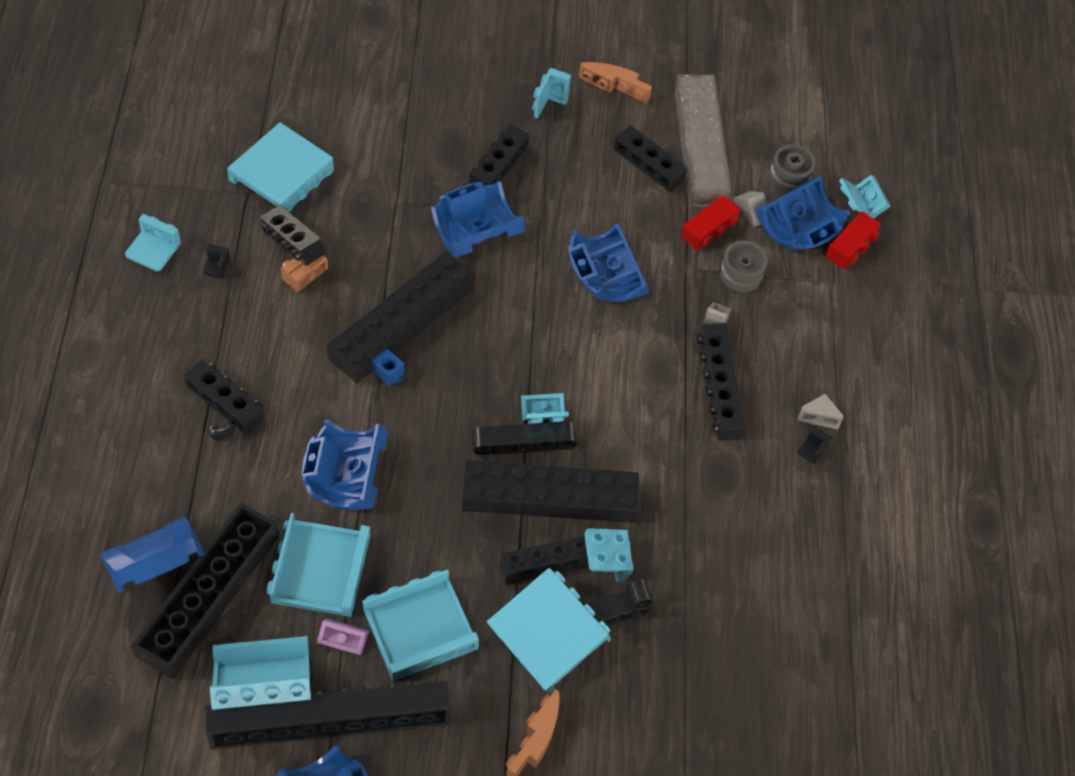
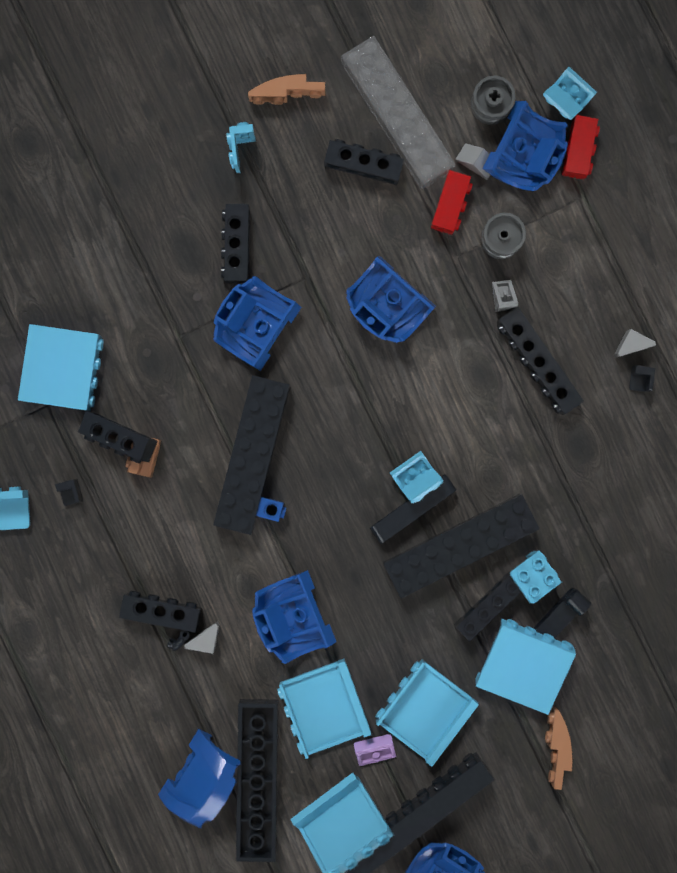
camera: 25 degrees left, 30 degrees up
(248, 441) = (205, 640): none -> light grey slope

